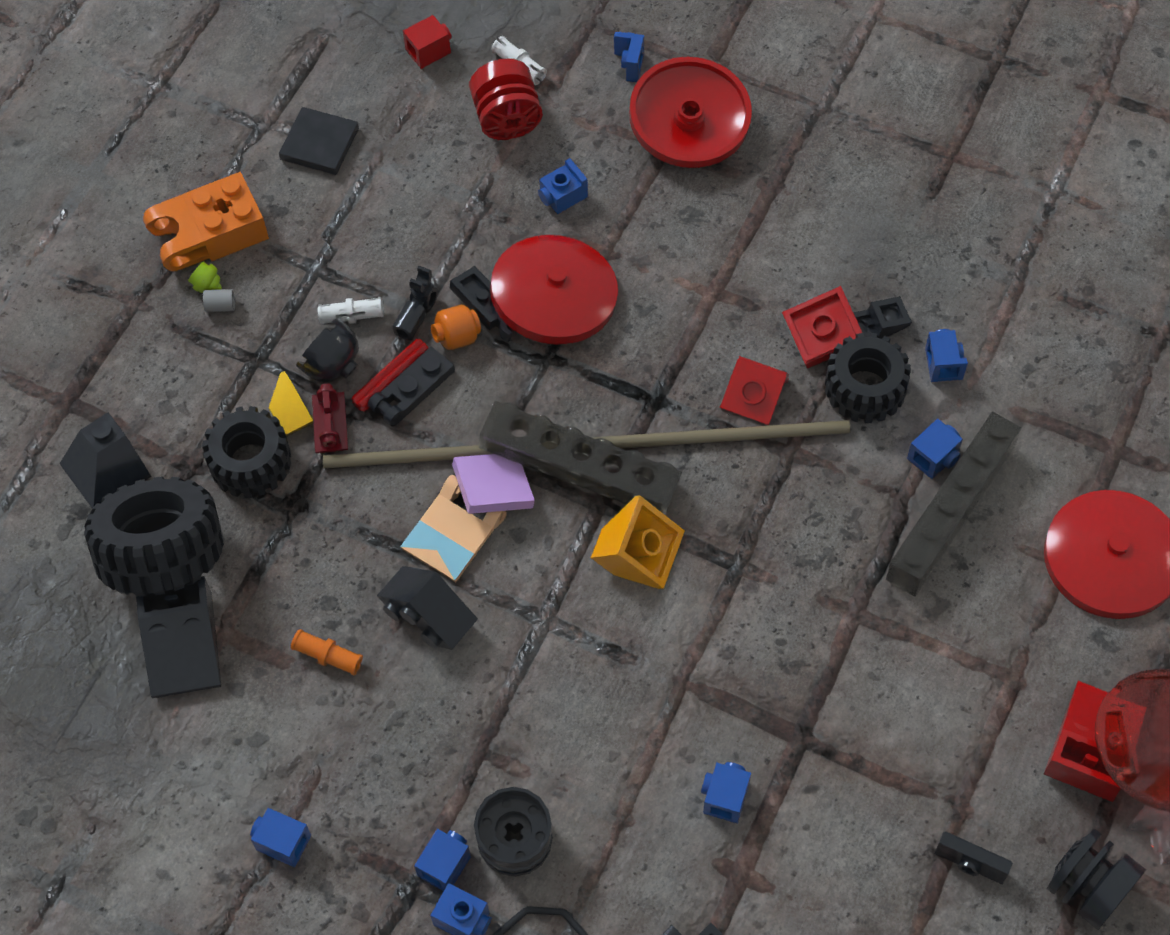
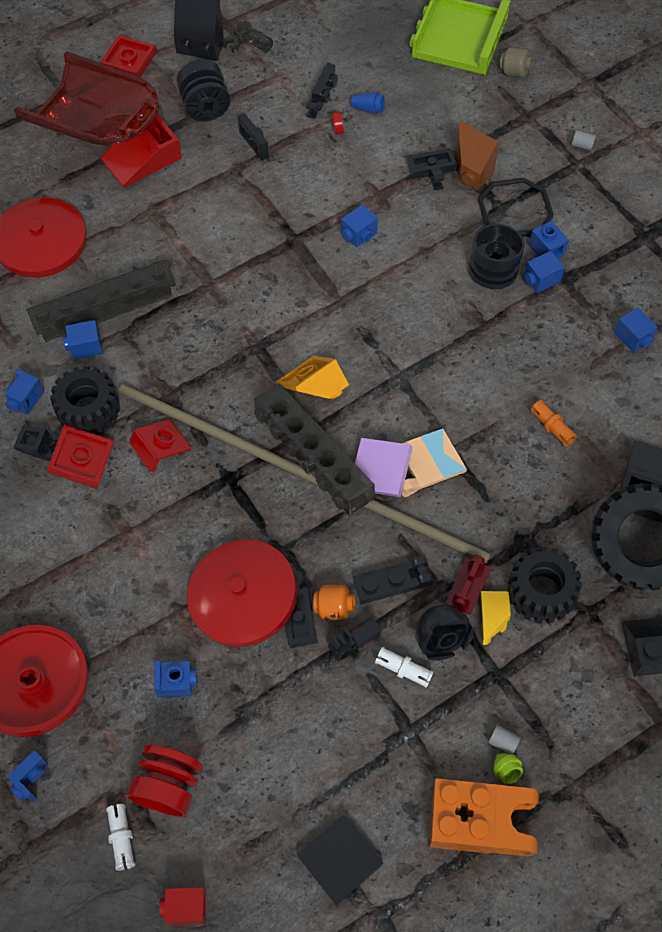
camera: 150 degrees left, 0 degrees up
(388, 373) = (403, 598): red axle -> none
(429, 603) = (477, 408): black brick -> none

